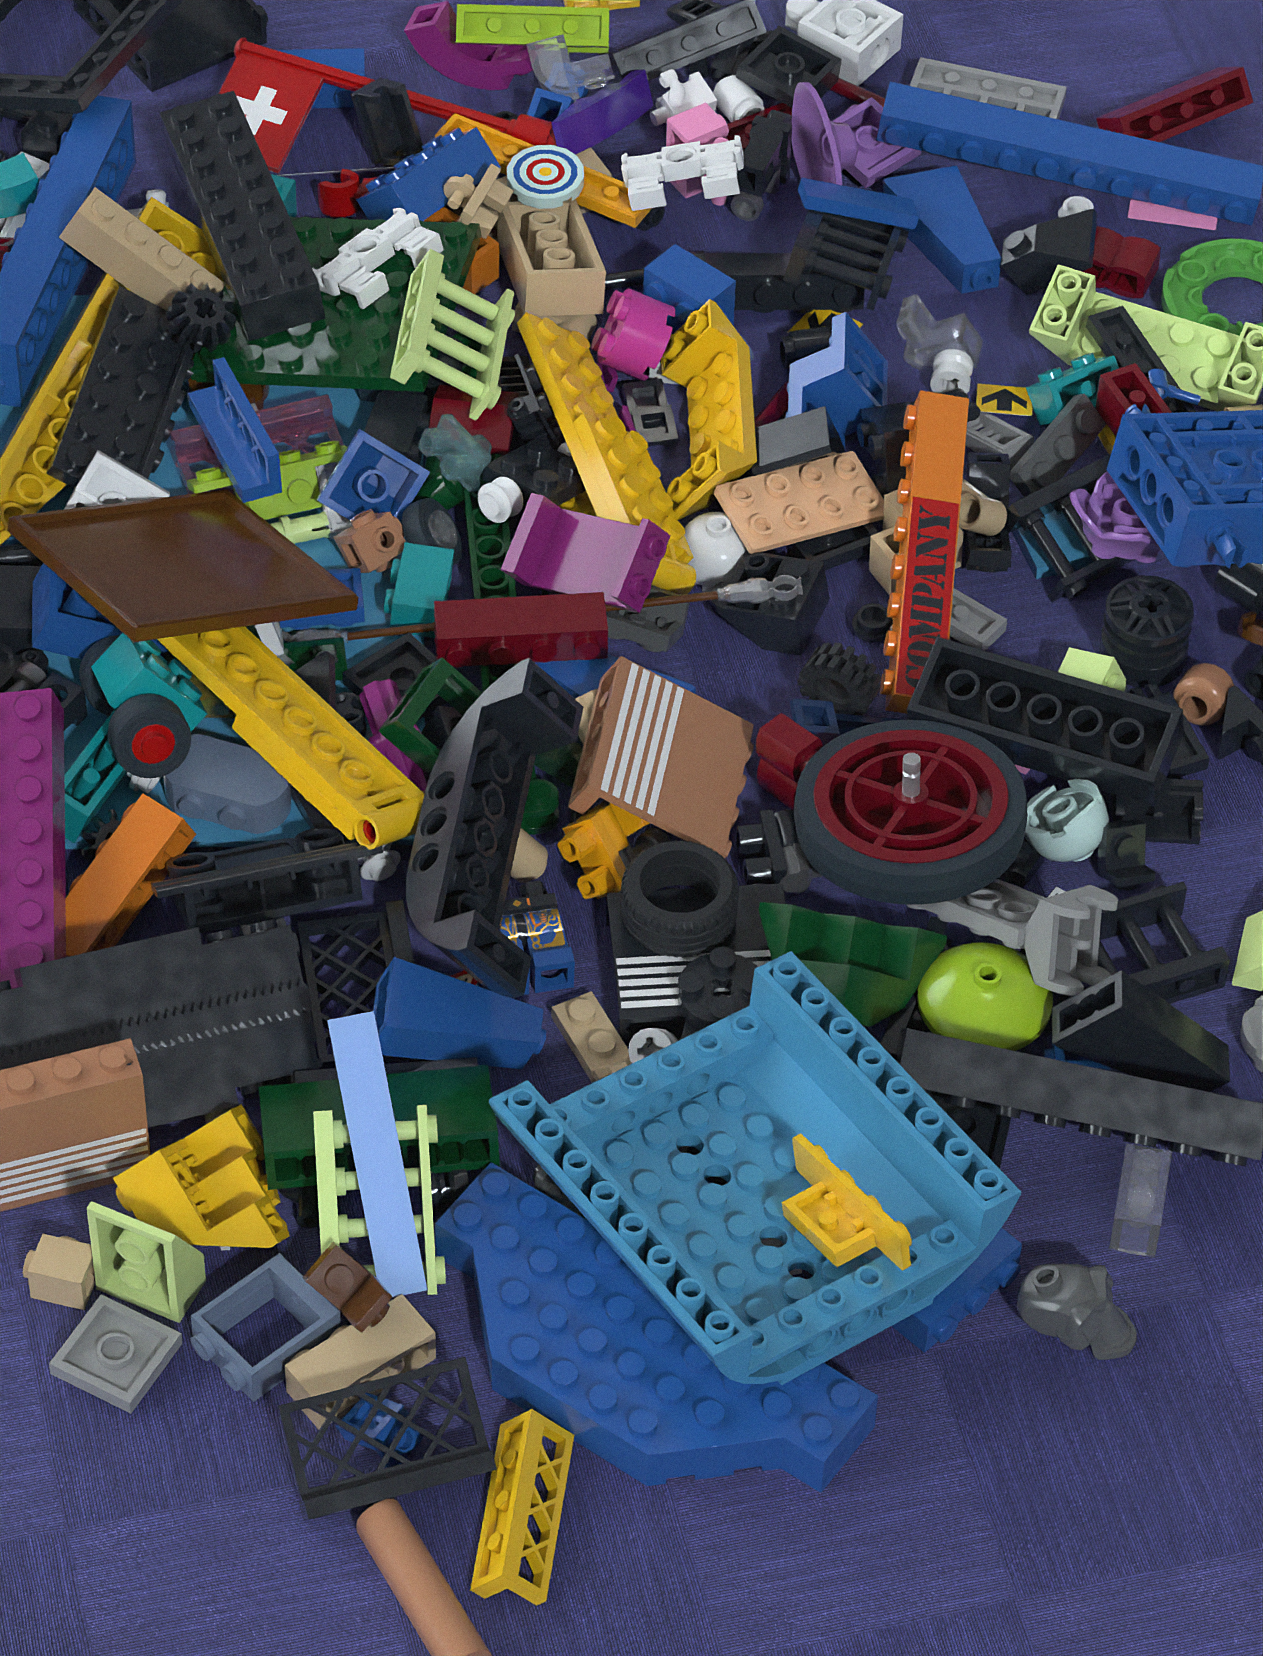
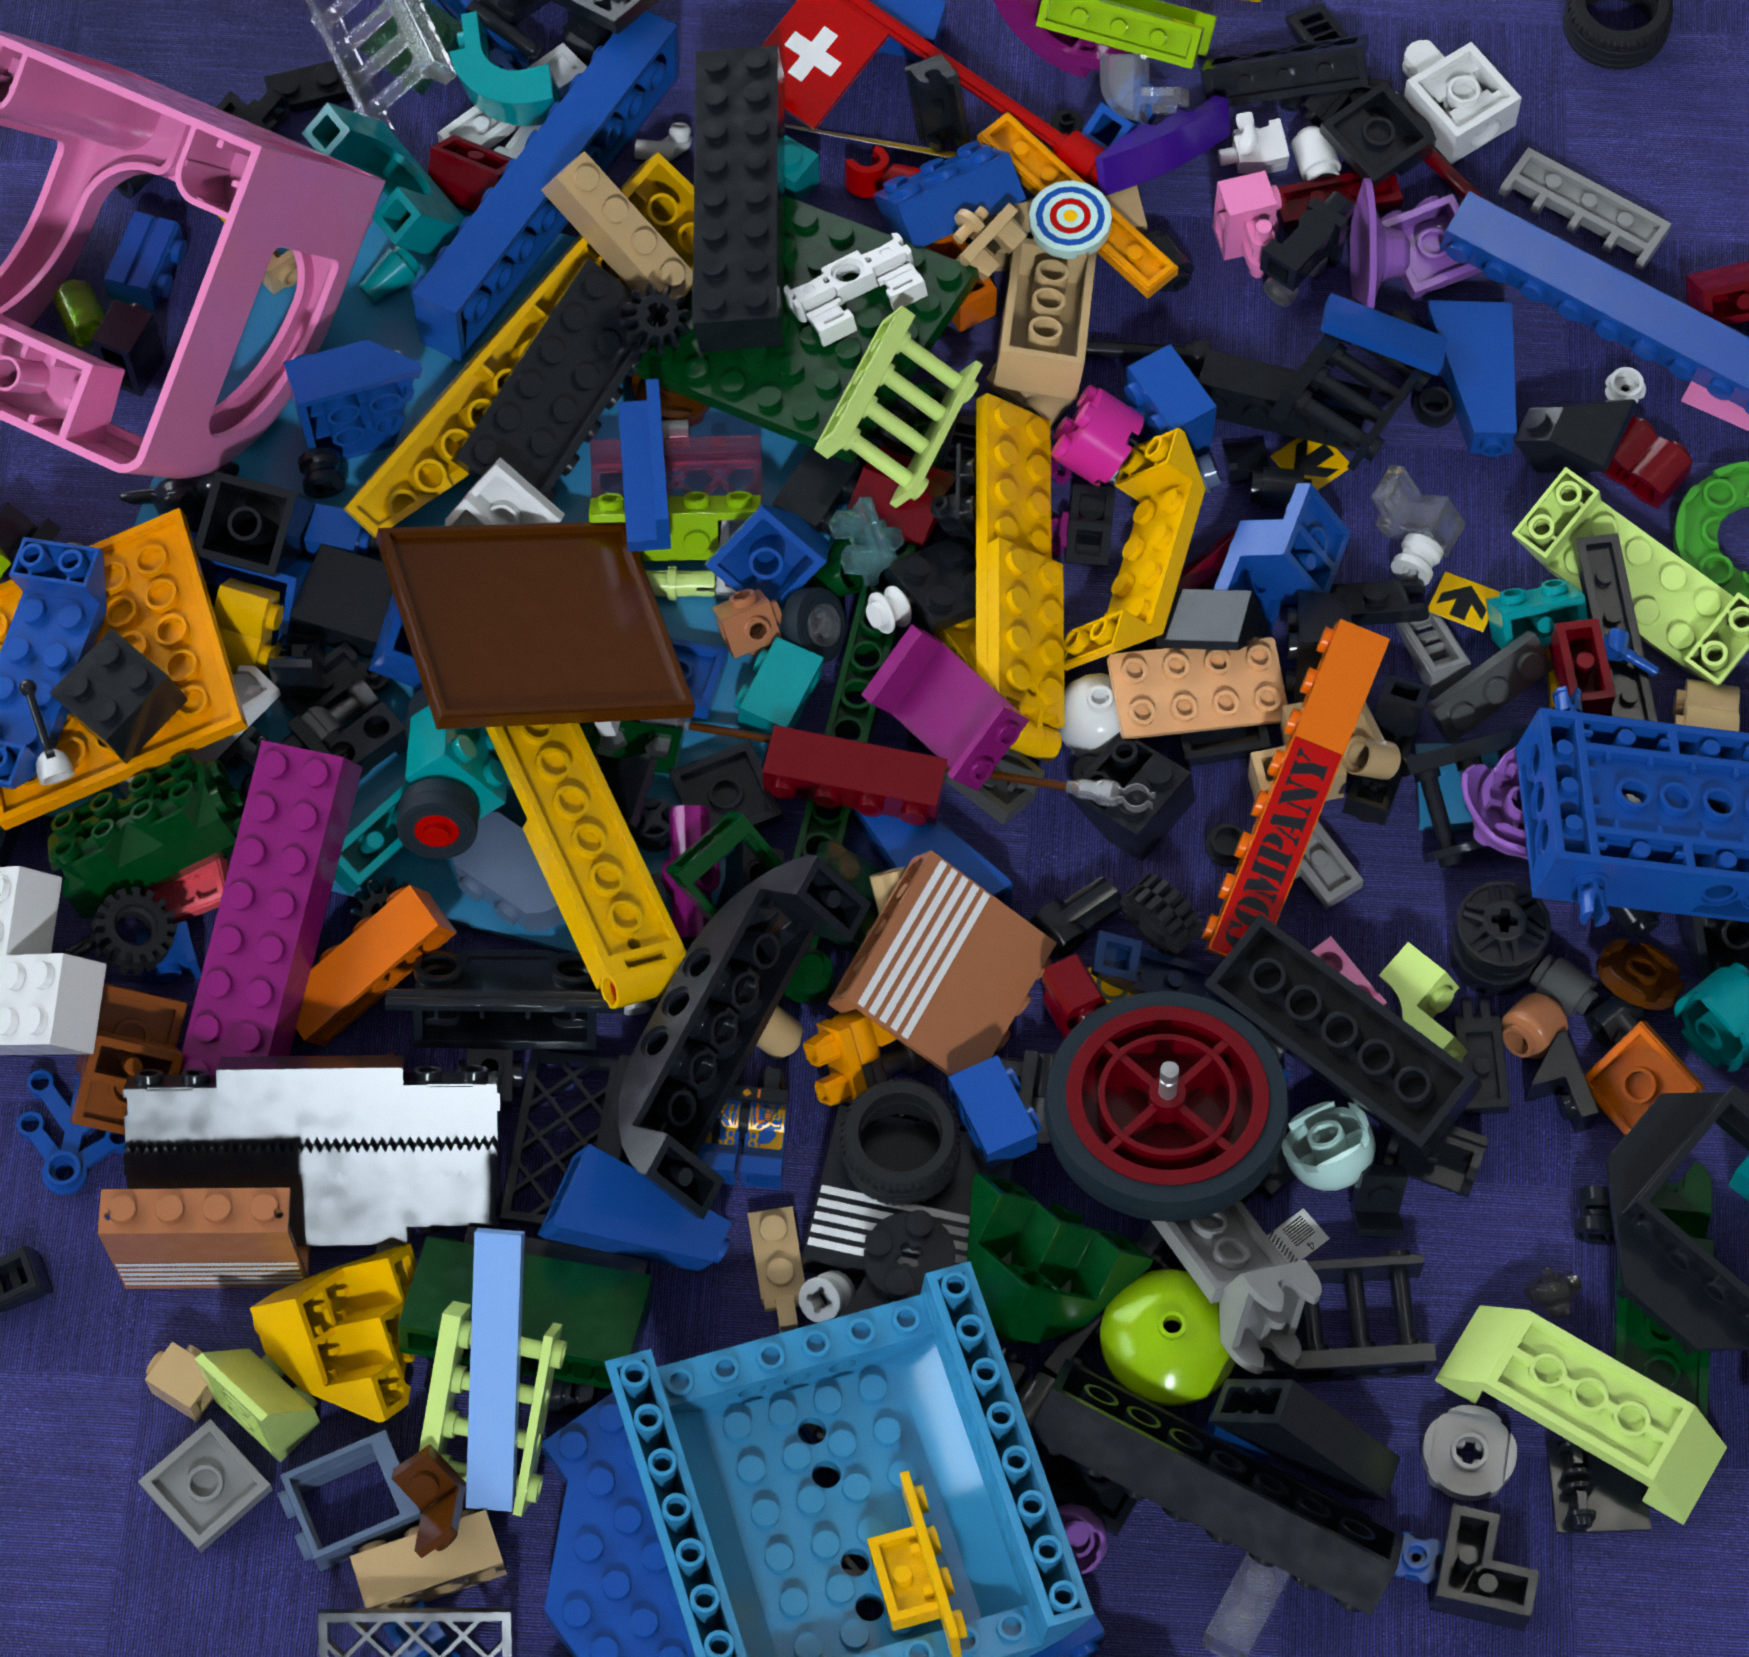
camera: 20 degrees right, 15 degrees up
(680, 162) = (1249, 247): white piece -> none
(761, 858) = (993, 1112): none -> blue brick
(765, 338) = (1243, 458): none -> black slope
(765, 699) = (1078, 915): none -> black piece
(918, 262) = (1438, 398): none -> black plate
(1220, 652) = (1565, 984): none -> dark grey brick

